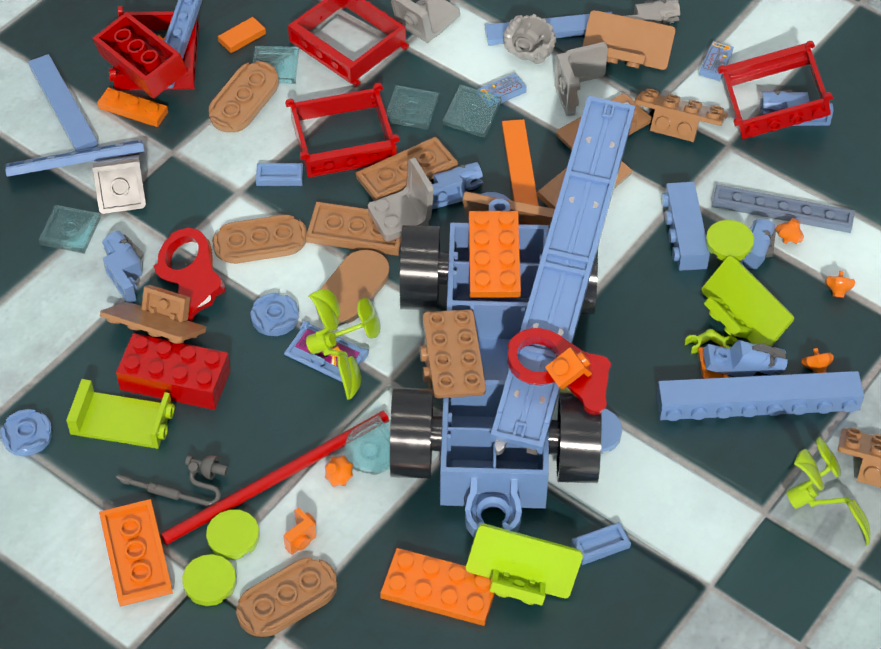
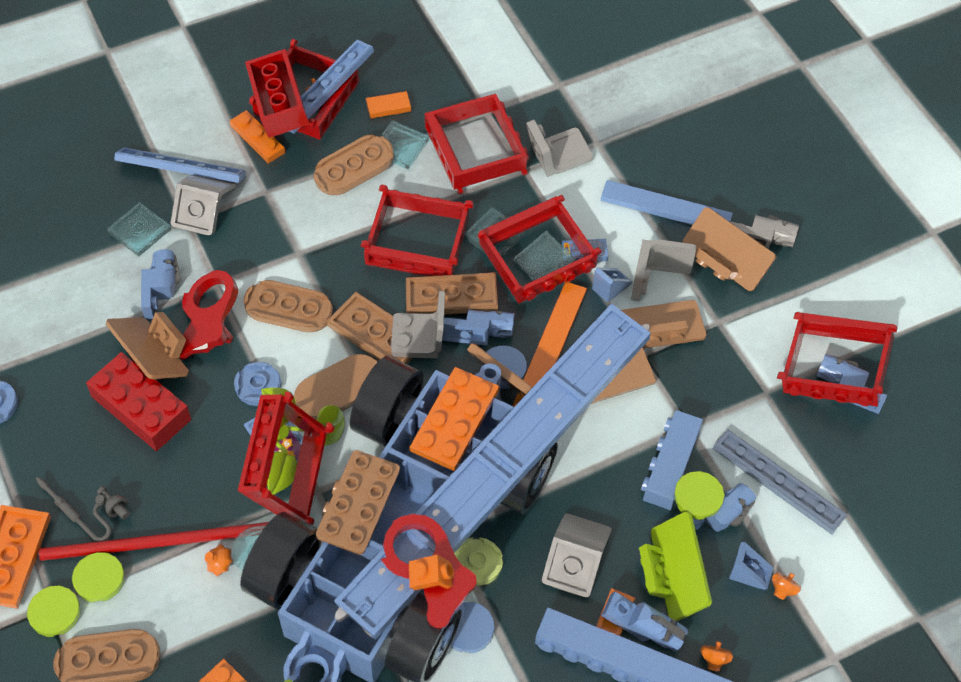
camera: 25 degrees right, 5 degrees up
(62, 103) = (202, 110): medium blue tile -> none
(119, 417) = (72, 422): lime panel -> none
(279, 174) = (341, 251): medium blue tile -> none
(302, 534) = (150, 607): orange bracket -> none
(358, 353) = (262, 449): none -> red window
(457, 62) = (525, 220): none -> red window
(530, 38) = (638, 209): light grey hair -> none
(541, 108) = (609, 282): none -> medium blue slope
(655, 334) = (575, 555): none -> light grey piece
(679, 117) = (733, 344): medium nougat bracket -> none
(709, 335) = (631, 580): lime arm -> none
(718, 55) = (805, 301): medium blue tile -> none
(790, 231) = (769, 509): orange piece -> none
(802, 283) = (751, 568): none -> medium blue slope

